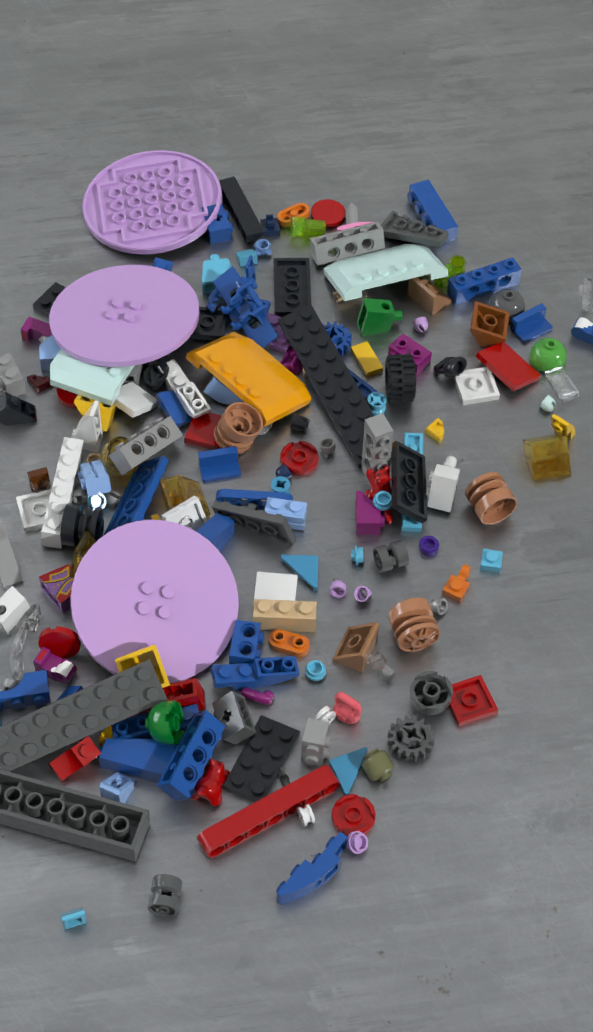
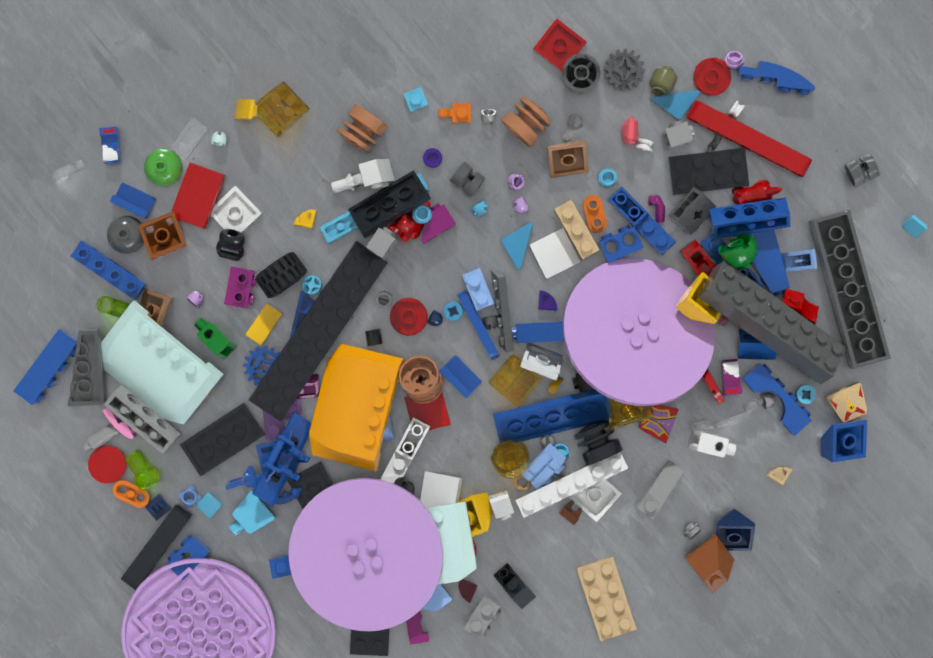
camera: 115 degrees left, 35 degrees up
(145, 445) = (481, 437): light grey brick -> none
(172, 407) = (427, 452): blue slope -> none
(238, 563) = (546, 301): none -> dark purple tile

